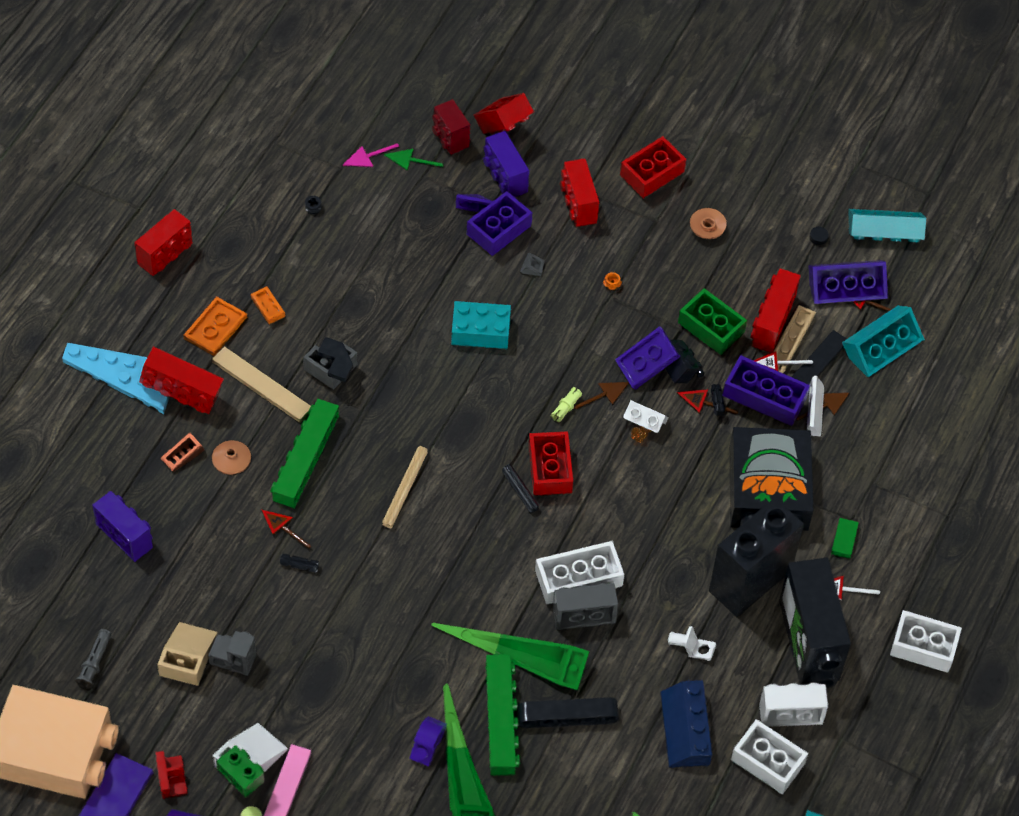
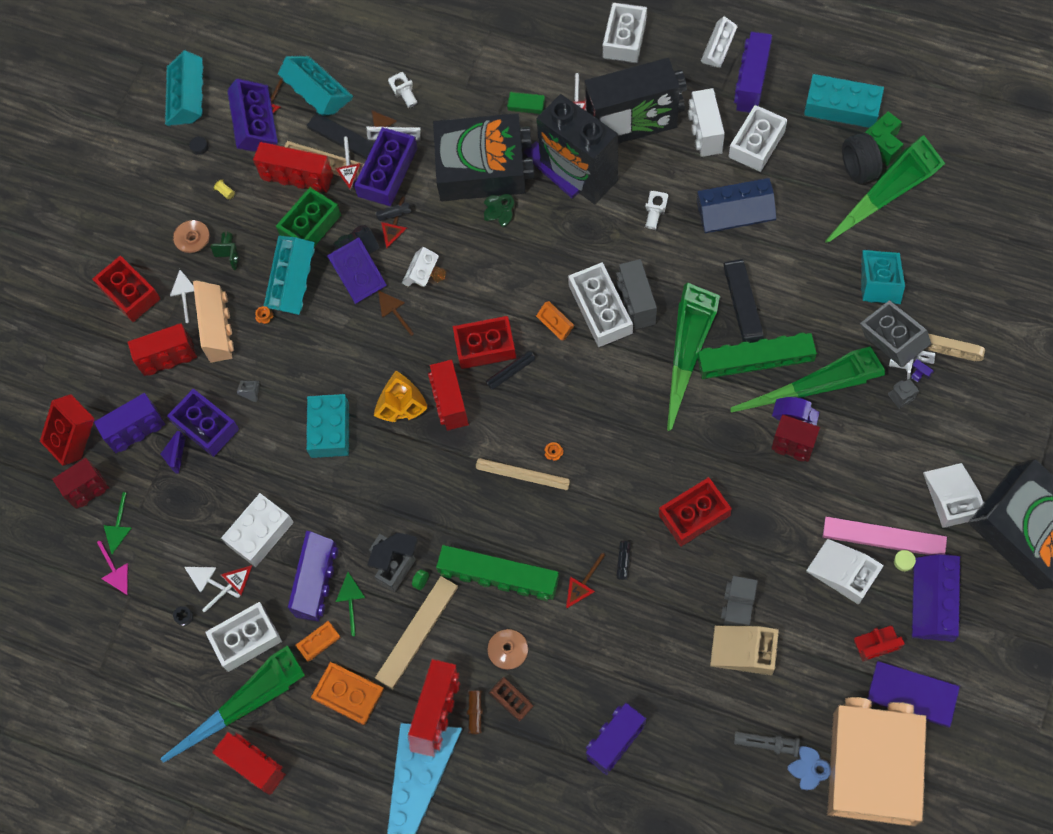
camera: 85 degrees left, 10 degrees up
(64, 687) = (806, 768): none -> medium blue plate
(175, 422) = (474, 712): none -> reddish brown pin
(232, 259) = (266, 684): none -> green plate
(240, 770) = (879, 564): green brick -> none
(281, 245) = (243, 637): none -> white brick
(311, 389) = (420, 579): none -> green tile
(312, 335) = (349, 592): none -> green piece
(328, 300) = (312, 577): none -> slope
(334, 626) = (694, 511): none -> red brick
(340, 246) = (236, 579): none -> piece
(347, 221) = (202, 576): none -> white piece
(383, 262) = (257, 530): none -> white brick
(396, 729) = (795, 438): none -> dark red brick
(424, 511) = (553, 447): none -> orange plate
(495, 425) = (447, 395): none -> red brick
(500, 387) = (399, 400): none -> light orange brick
(564, 535) = (555, 320): none -> orange plate
(566, 404) = (411, 340): yellowish green pin -> none
(607, 234) = (213, 321): none -> light nougat slope
(646, 298) = (289, 274): none -> teal slope
(654, 216) = (182, 286): none -> white piece
(691, 251) = (226, 249): none -> dark green bracket
(711, 498) = (497, 210): none -> dark green plate
(762, 254) = (224, 189): none -> light yellow piece
(857, 764) = (752, 71): none -> dark purple brick
(869, 421) = (404, 89): none -> white bracket
(910, 745) = (719, 42): none -> white slope

